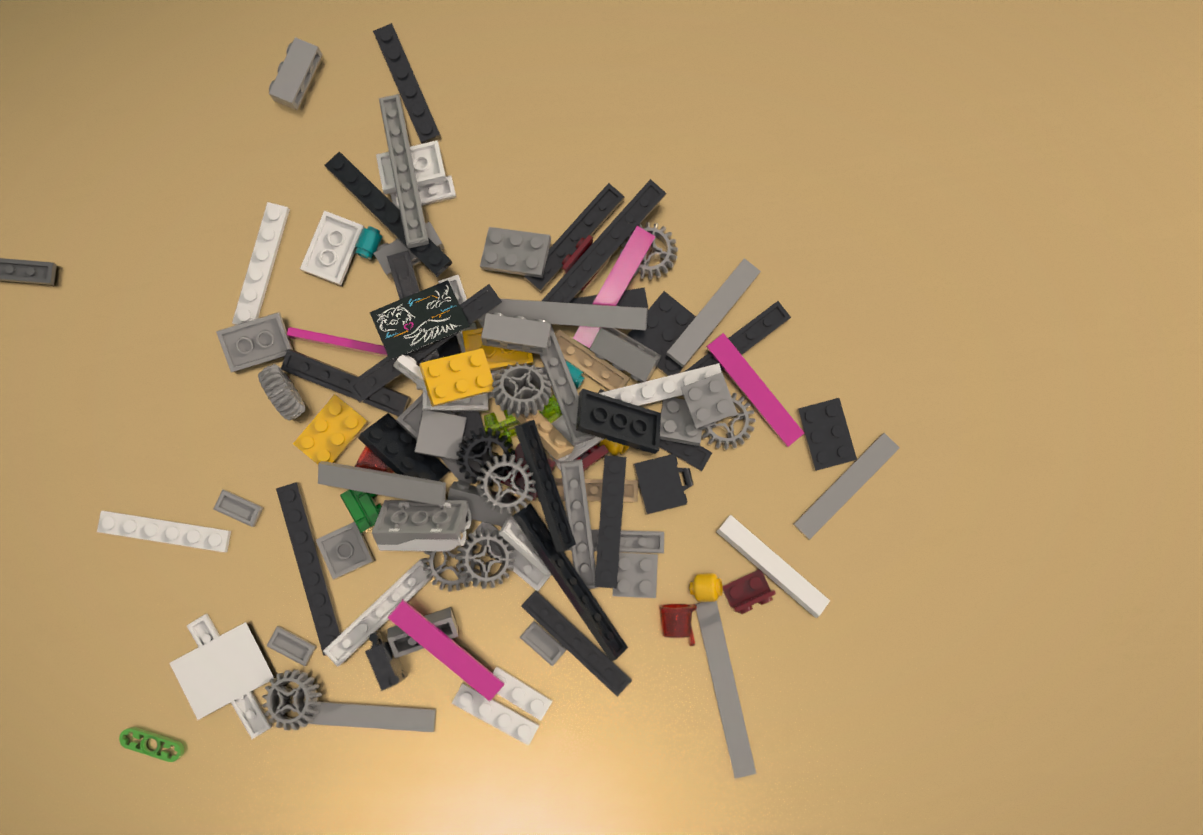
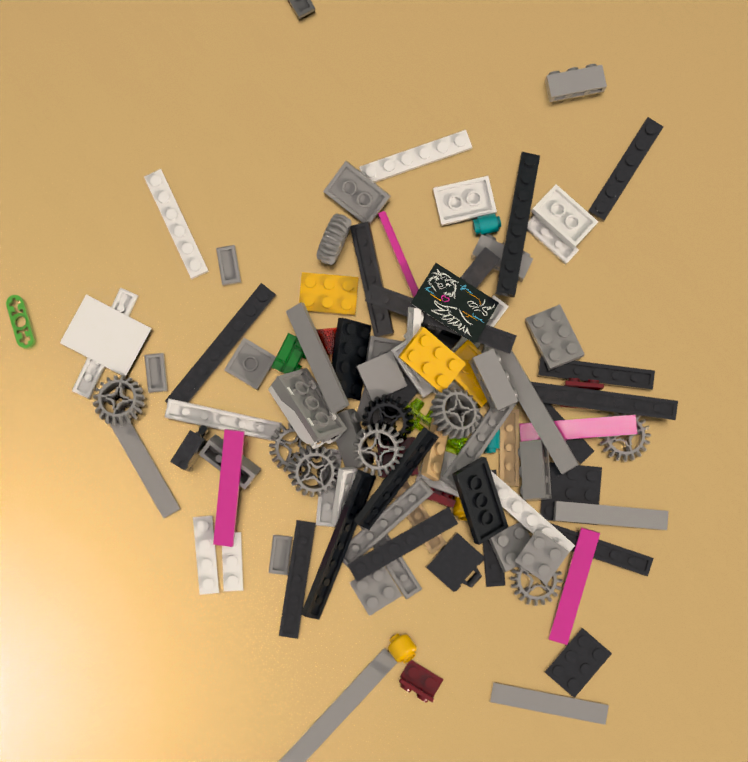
camera: 55 degrees right, 0 degrees up
(403, 171) = (557, 214): light grey tile -> none
(677, 621) = (362, 643): clear red hat -> none
(773, 566) = (451, 688): white tile -> none

